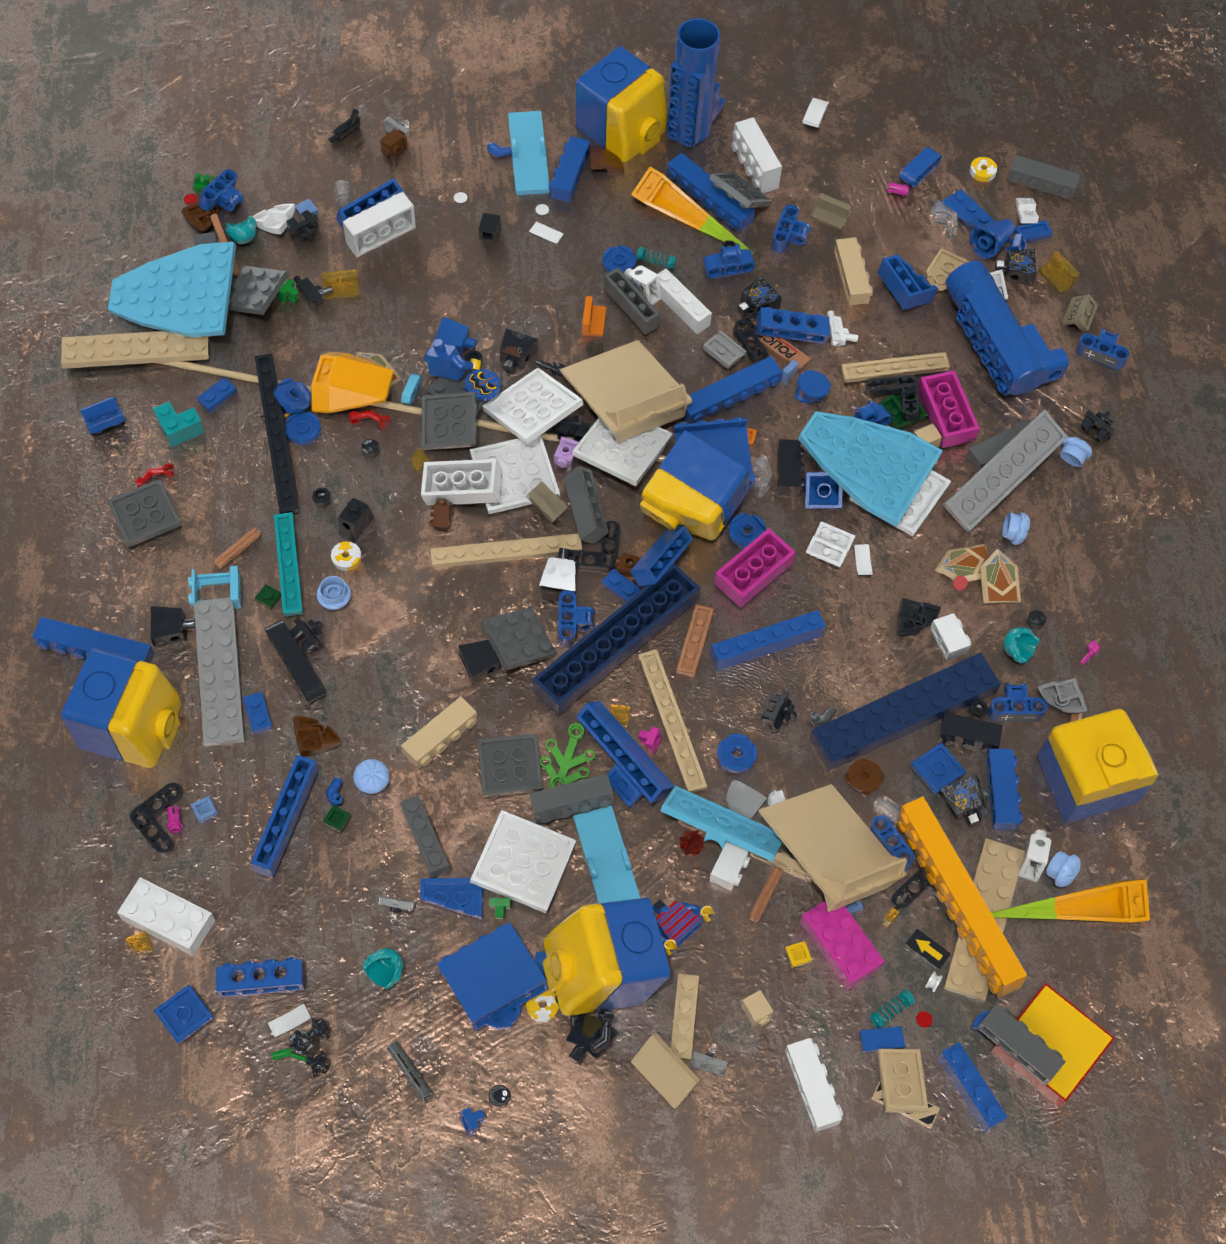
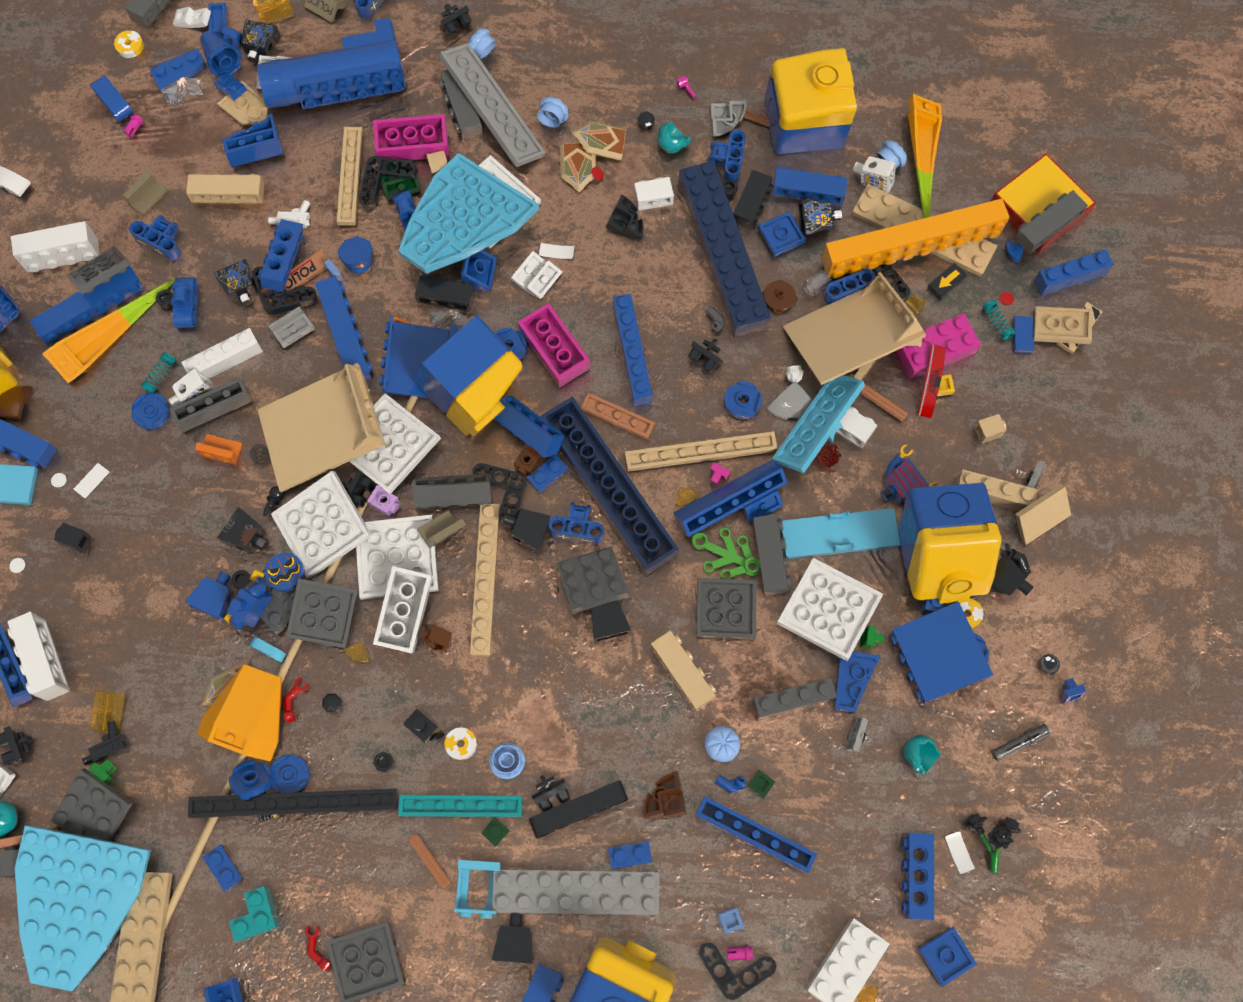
camera: 80 degrees left, 10 degrees up
(798, 935) = (932, 381): none -> red sticker
(813, 1085) = (1061, 396): white brick -> none
(933, 981) = (978, 281): white bush -> none
(961, 253) = (230, 86): none -> blue plate

